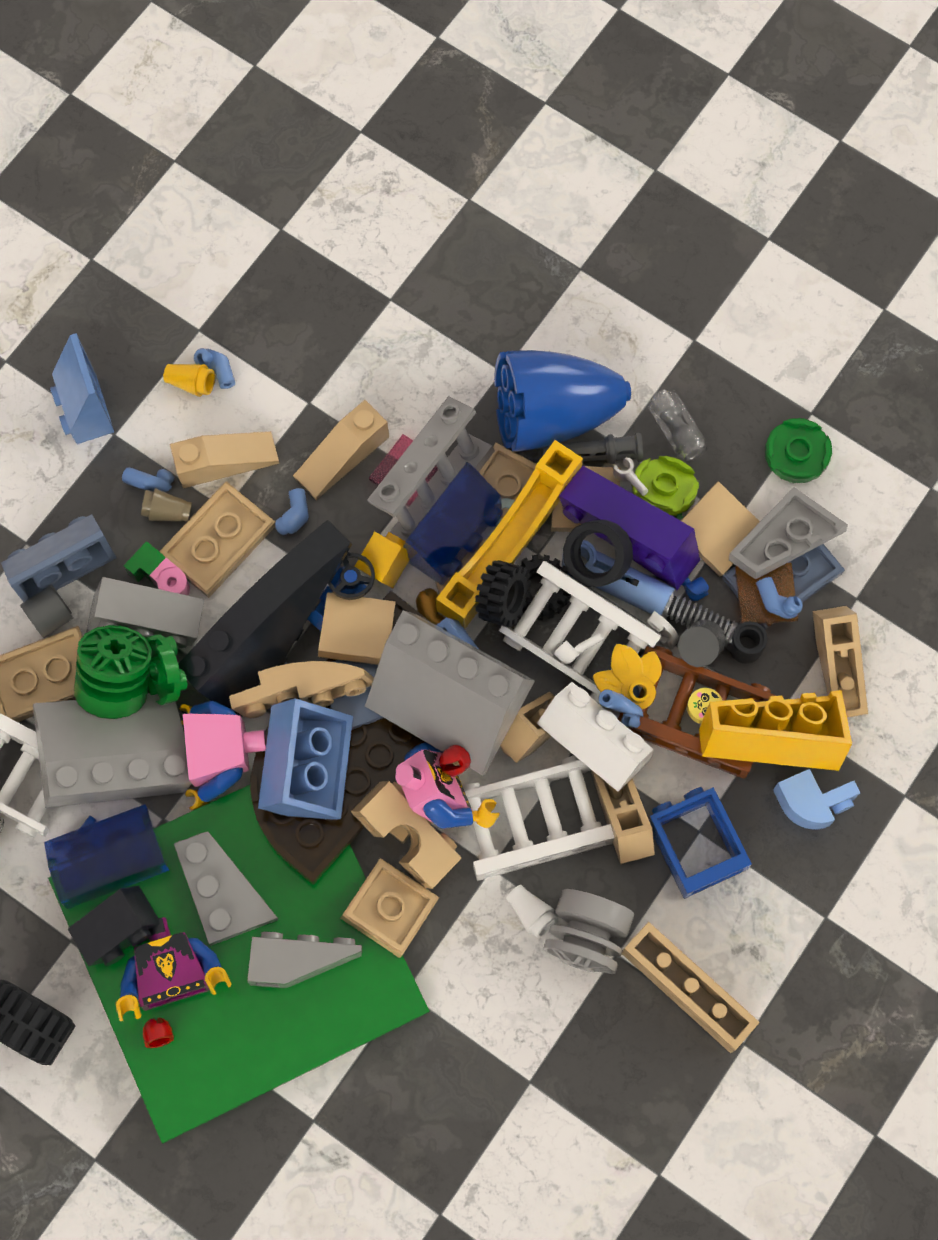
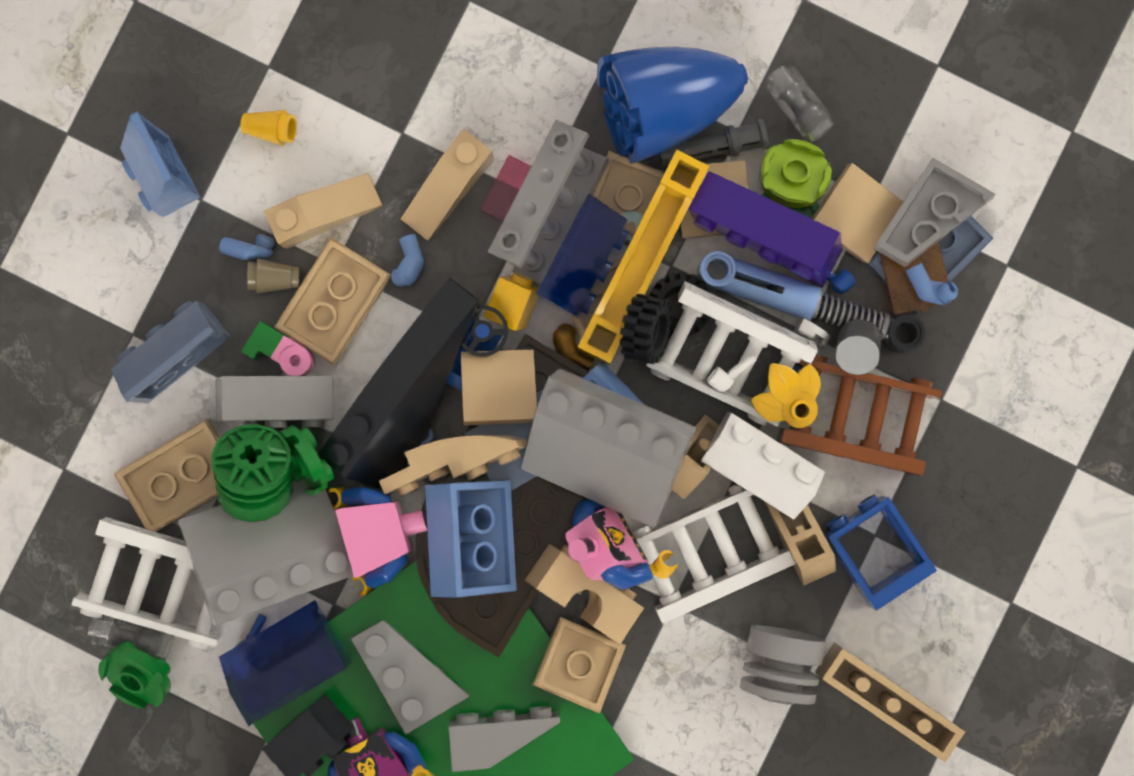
camera: 10 degrees left, 15 degrees up
(47, 611) = (170, 411): dark grey piece -> none
(217, 362) = (295, 104): medium blue arm -> none
(453, 754) = (624, 519): red hinge -> none
(532, 911) = (720, 645): white cone -> none
(574, 562) = (726, 293): black tyre -> none
(620, 703) = (783, 427): medium blue arm -> none
(629, 476) = (758, 171): white hand -> none
(699, 703) = (869, 412): light yellow tile -> none
(779, 731) = (953, 431): yellow wedge -> none
(798, 450) = (929, 110): green tile -> none
(806, 804) = (982, 495): light blue brick -> none
(841, 656) = (1001, 337): tan slope -> none

